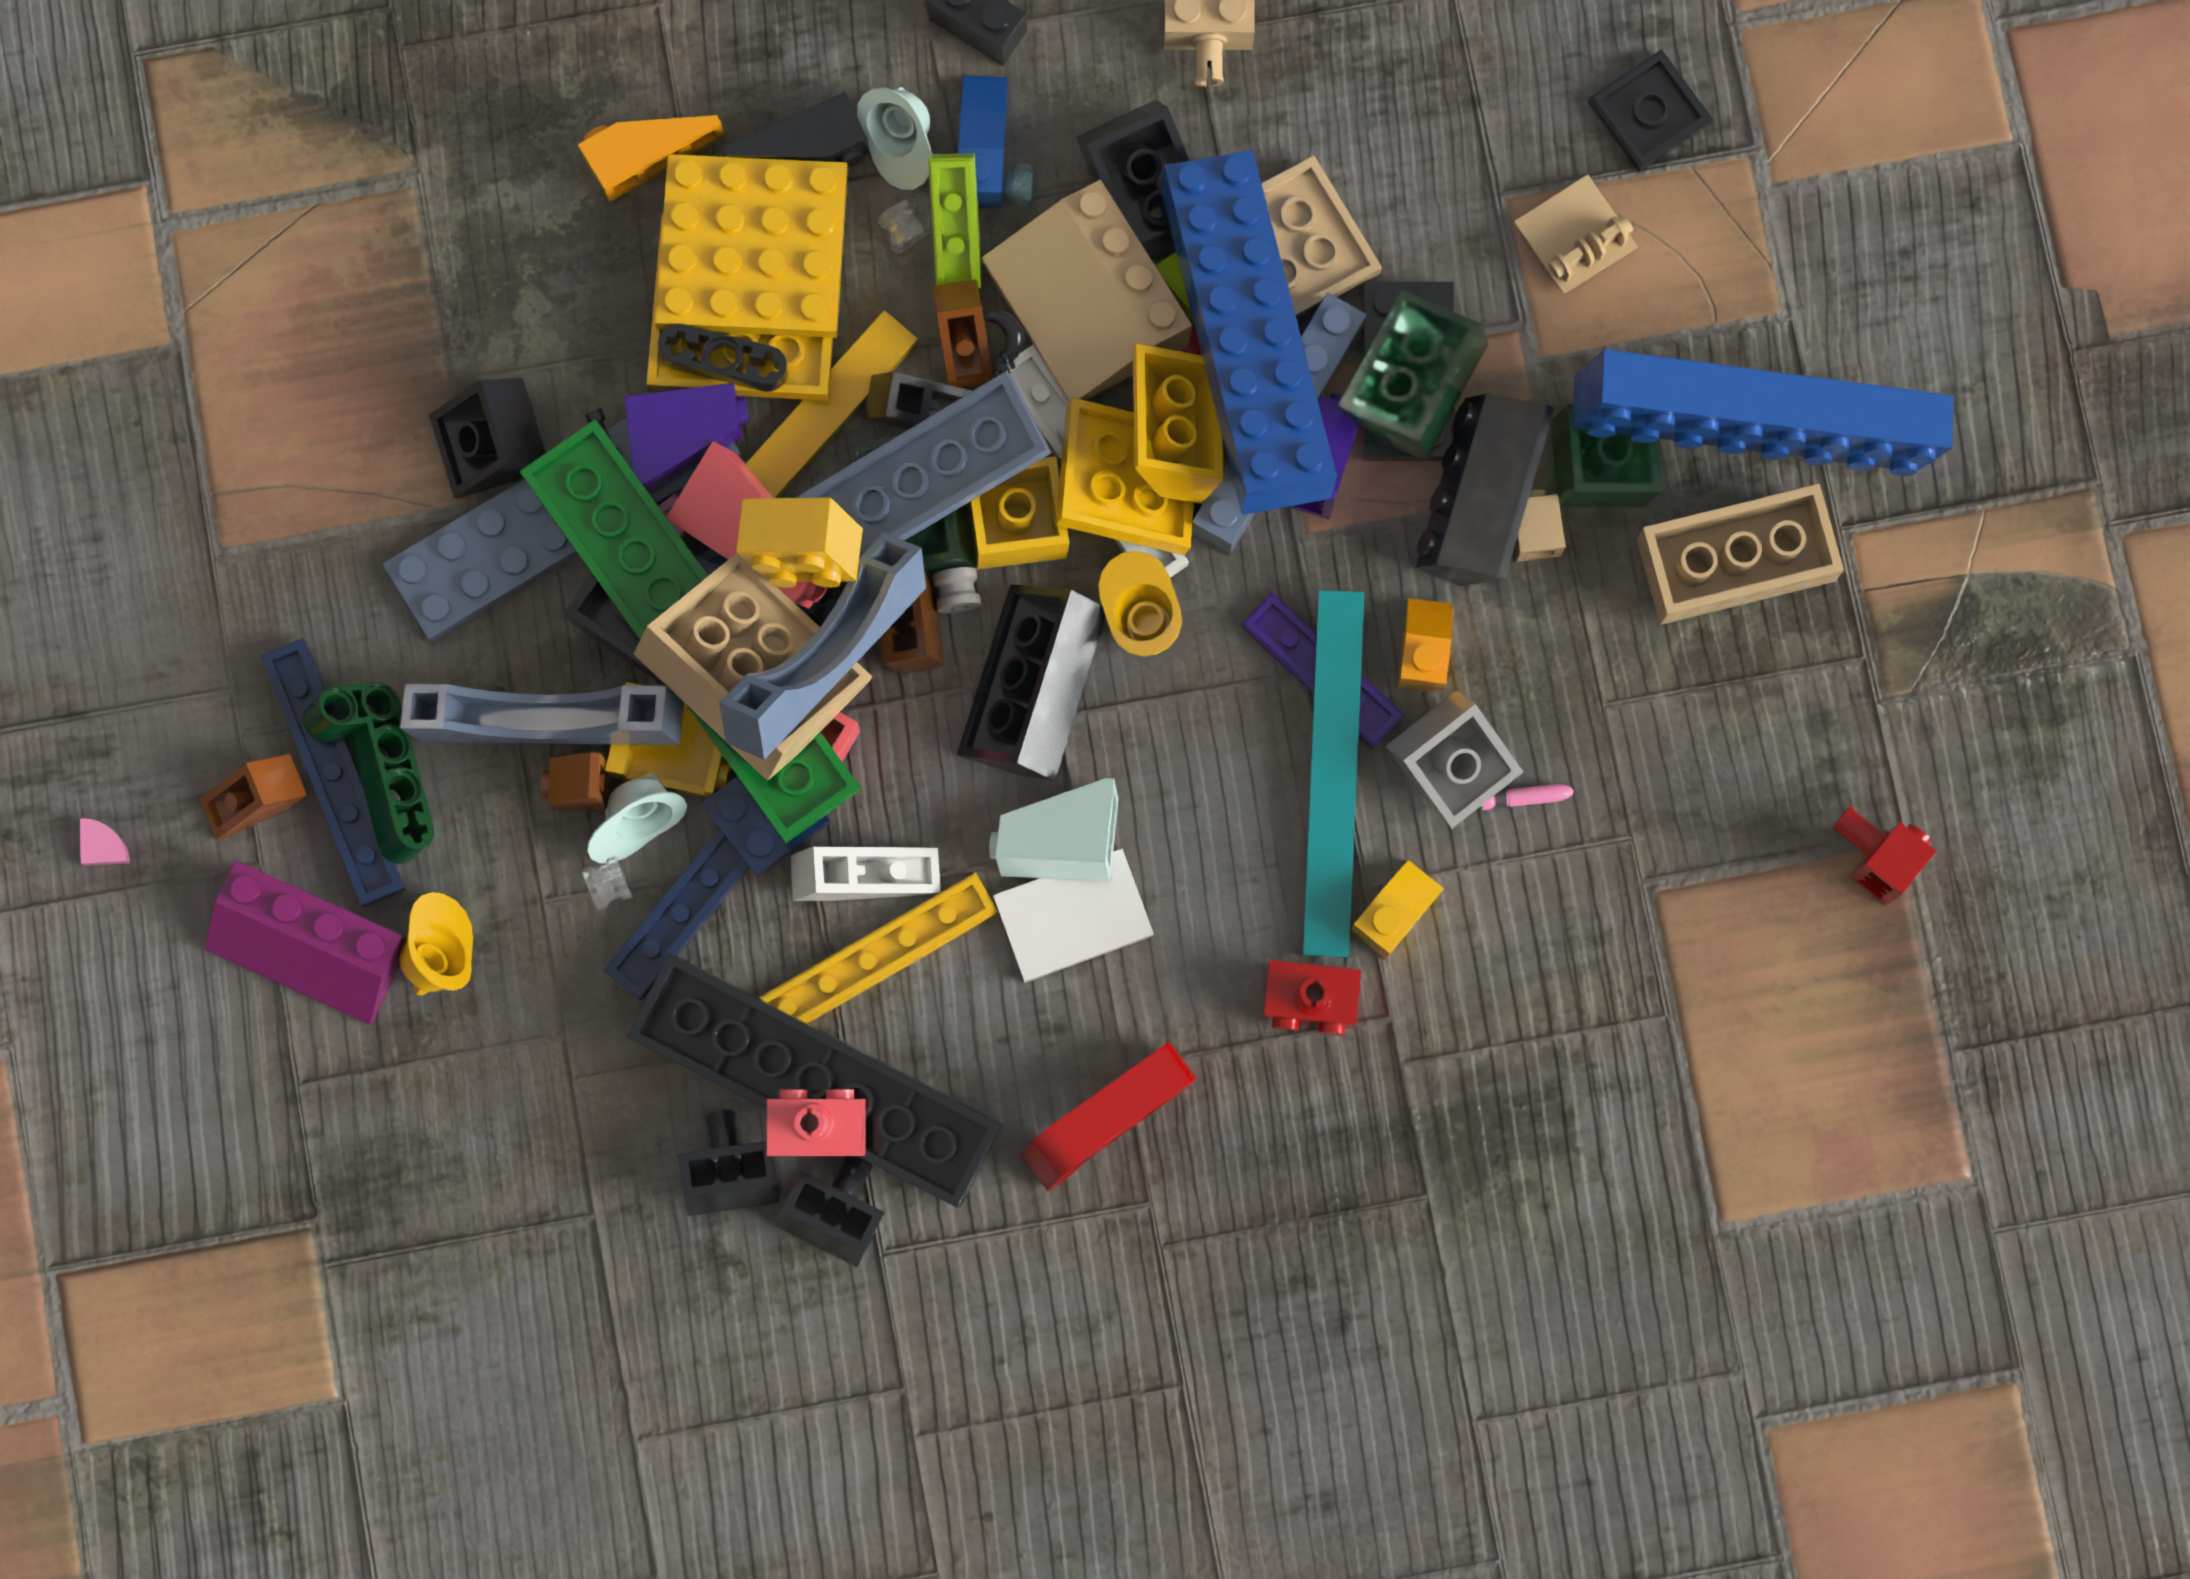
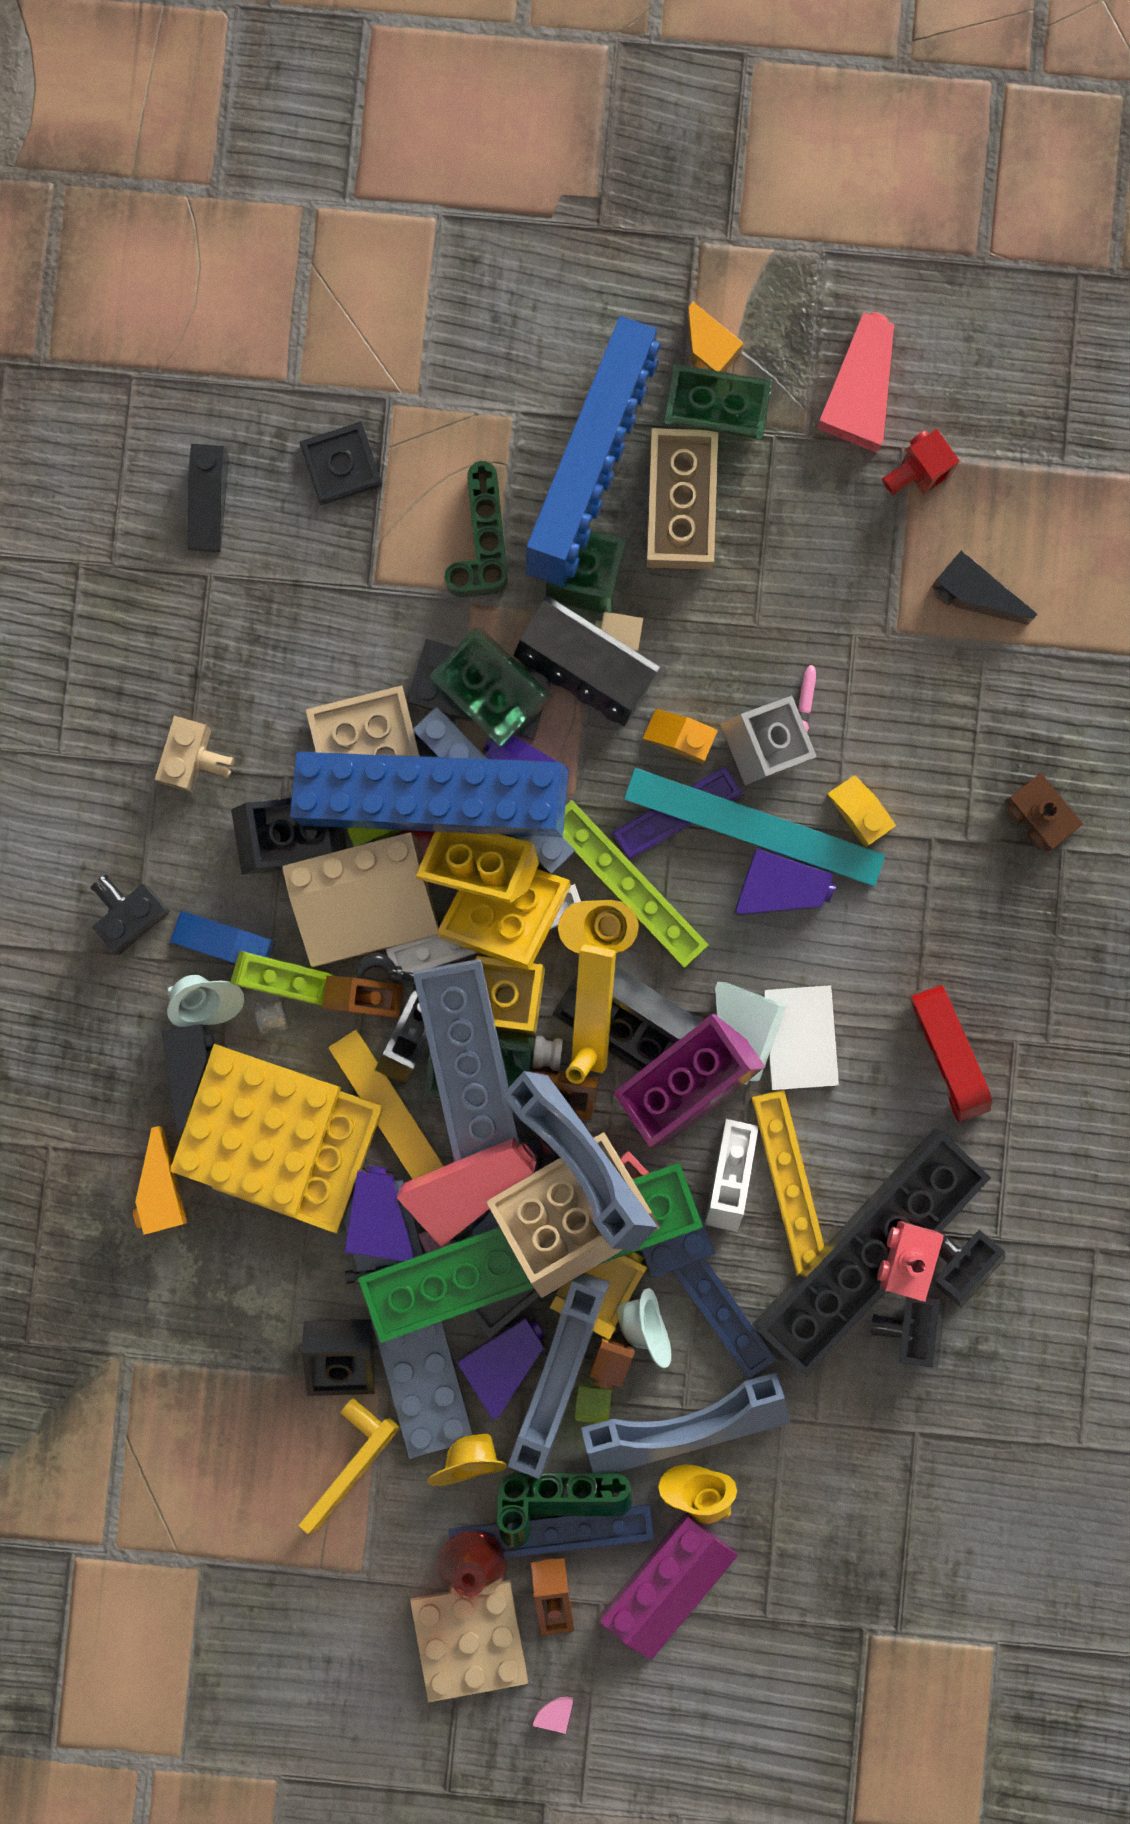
camera: 70 degrees left, 5 degrees up
(168, 708) = (469, 1643): none -> tan plate
(266, 678) = (473, 1554): none -> clear red cone
(398, 517) = (379, 1436): none -> yellow piece
(398, 635) = (467, 1459): none -> yellow piece
(474, 831) = (628, 1444): none -> sand blue arch
(515, 778) = (592, 1404): none -> clear neon green plate
(536, 647) = (502, 1363): none -> dark purple slope
(607, 883) = (687, 1359): clear wheel -> none
(688, 359) = (328, 1199): black beam -> none
(799, 541) = (499, 1157): yellow brick -> none
(971, 774) = (688, 1080): none -> magenta slope
(1020, 186) = (266, 924): clear light blue tile -> none
(1024, 624) = (592, 1012): none -> yellow piece
(1209, 632) = (631, 886): none -> lime plate
(1266, 831) = (782, 886): none -> dark purple slope
(1311, 997) = (906, 889): red brick -> none
(1467, 1150) = (1042, 813): none -> reddish brown brick
(1576, 234) = (415, 542): tan hinge -> none
(1616, 309) = (482, 529): none -> dark green beam
(1739, 977) = (974, 589): none -> black slope
(1882, 562) = (718, 401): none -> clear green slope
(1958, 536) = (710, 343): none -> light orange slope
(1963, 748) = (861, 389): none -> coral slope

